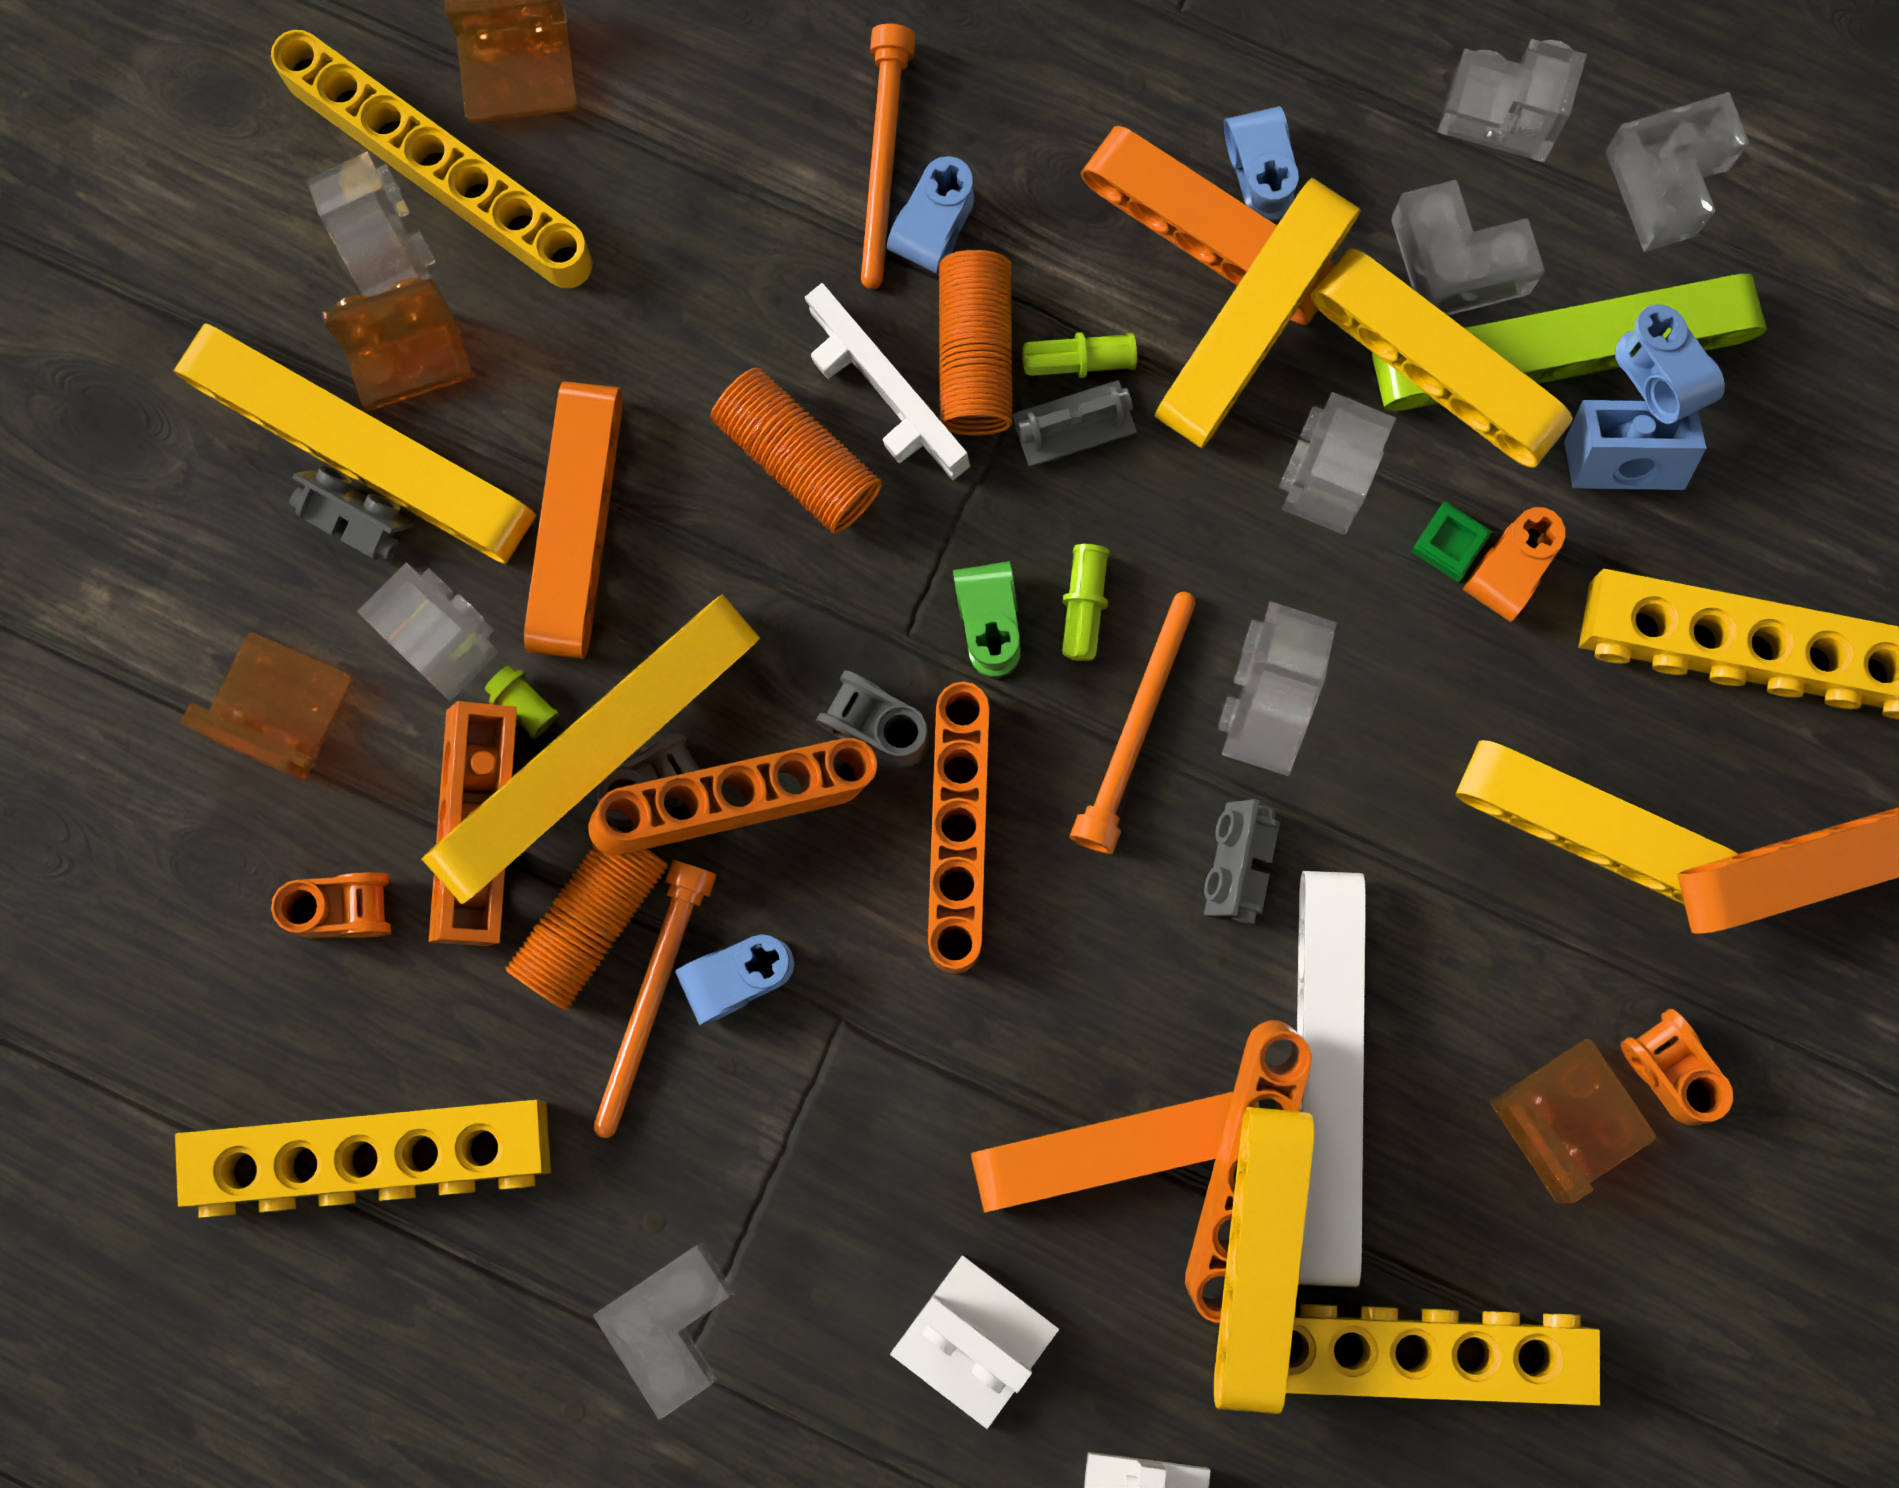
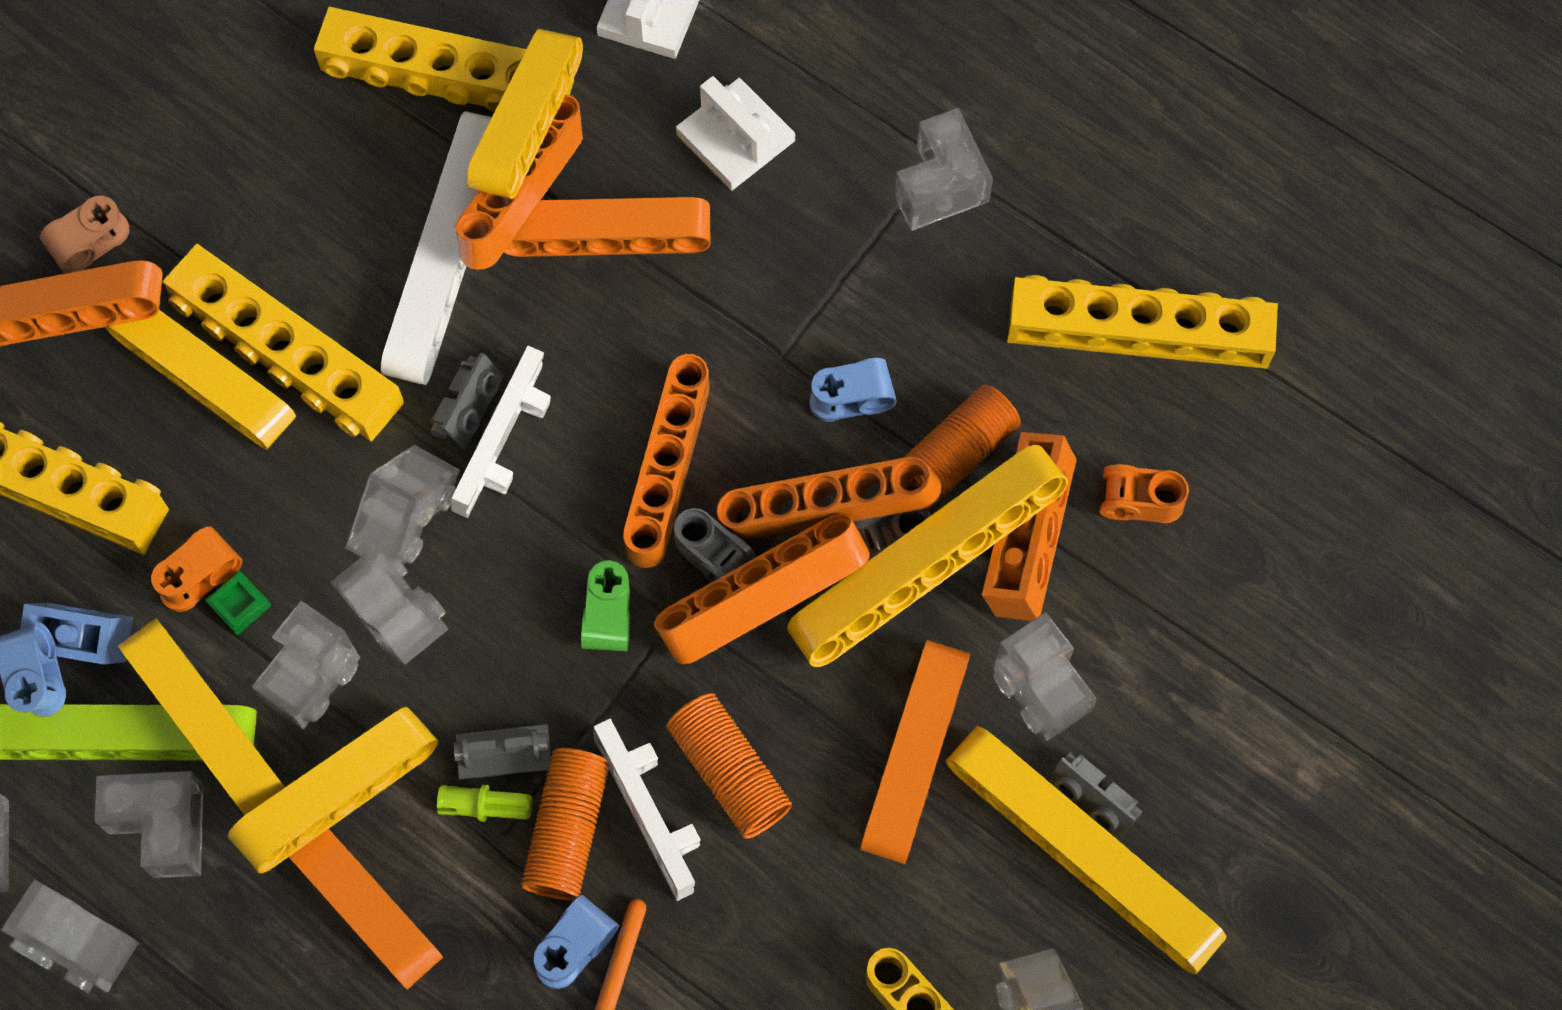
camera: 170 degrees left, 10 degrees down
(273, 706) = (1175, 648): clear orange bracket -> none
(399, 342) = (1033, 917): clear orange bracket -> none
(532, 710) = (980, 619): lime pin -> none
(687, 889) = (884, 448): orange piece -> none
(770, 668) = (762, 588): none -> orange beam
(1085, 602) = (531, 609): lime axle -> none
(1098, 825) = (563, 444): orange piece -> none
(1194, 768) = (518, 397): none -> white hinge
(1250, 544) = (394, 613): none -> clear brick
(1263, 156) = (287, 943): medium blue piece -> none
(1573, 1121) = (286, 186): clear orange bracket -> none
(1651, 933) = (204, 275): none -> yellow brick
(1676, 1067) = (202, 206): orange piece -> none
(1825, 984) = (81, 238): none -> nougat piece

